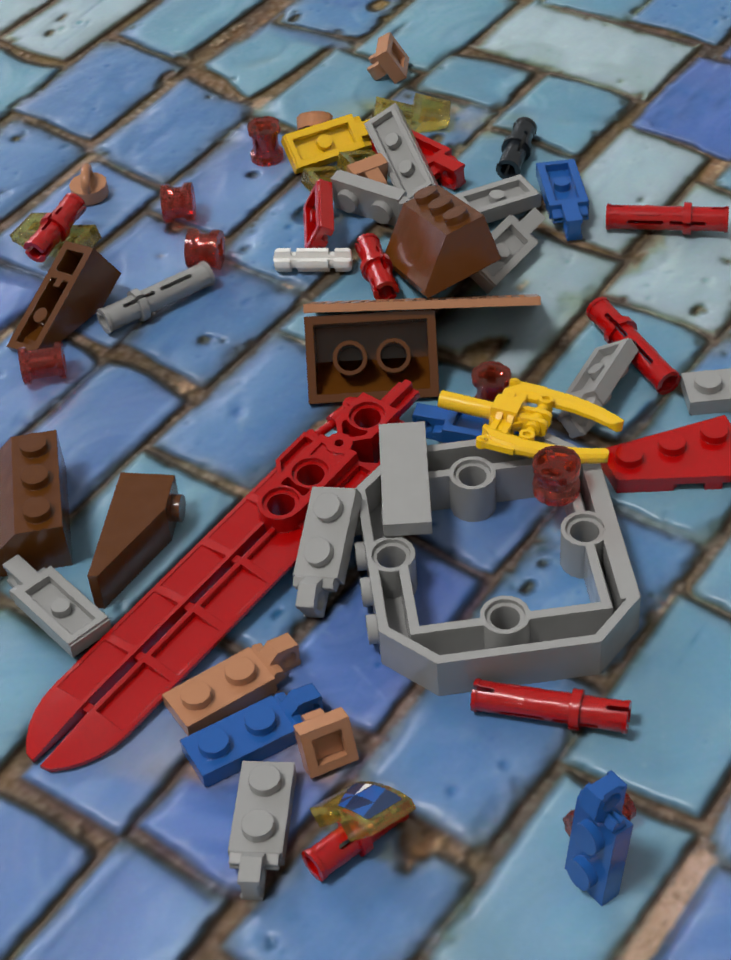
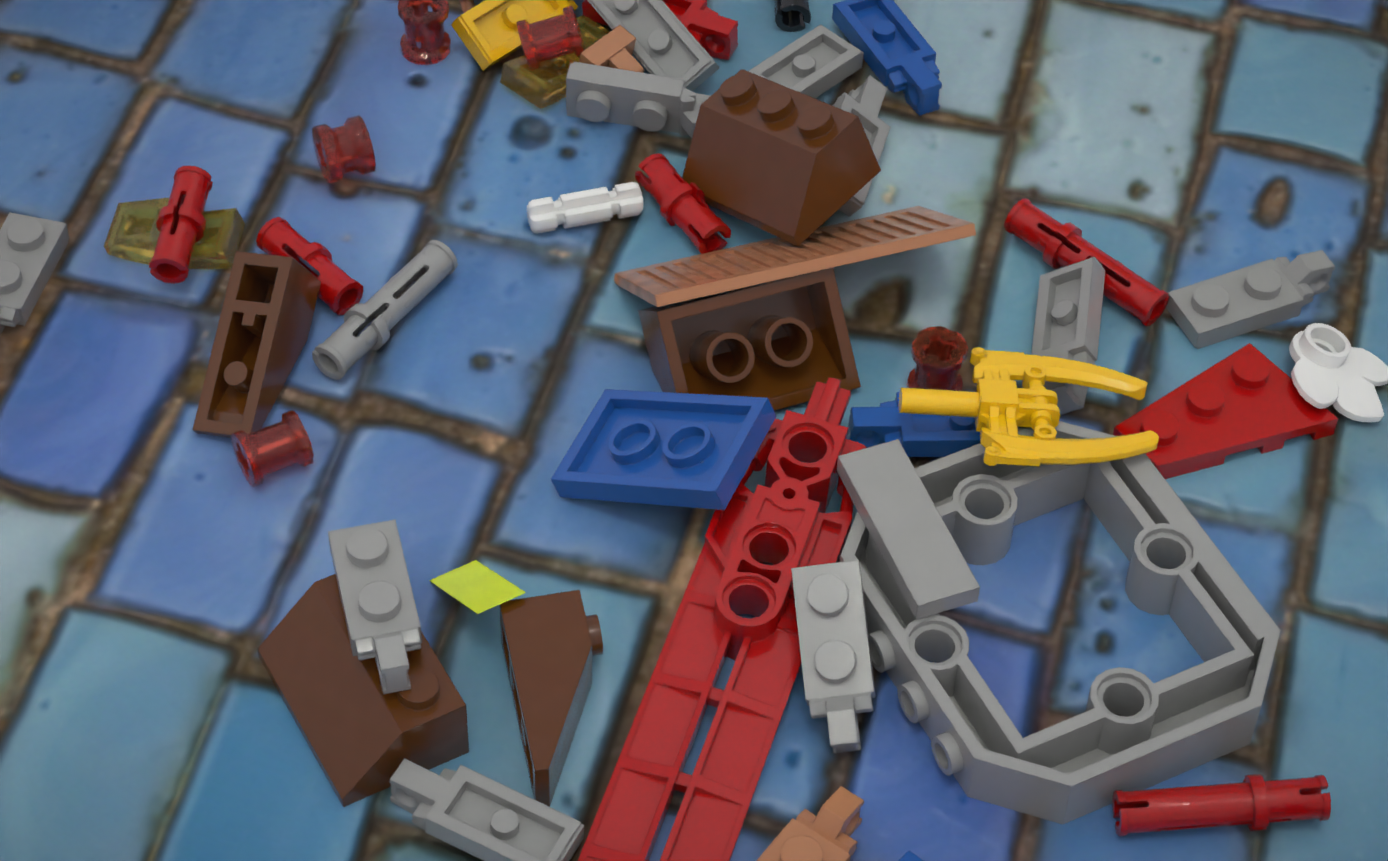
camera: 25 degrees left, 5 degrees up
(34, 450) = (377, 599): none -> light grey hinge
(89, 186) = (183, 143): nougat tile -> none
(119, 464) = (477, 586): none -> neon yellow sticker
(124, 261) = (336, 287): none -> red pin
(204, 247) = (422, 218): clear red wheel -> none
(278, 404) = (664, 448): none -> blue plate
(318, 215) = (571, 135): red tile -> none
(333, 154) = (550, 38): none -> clear red bush
(556, 475) = (1108, 484): clear red wheel -> none
(678, 218) = (1064, 57): red pin -> none

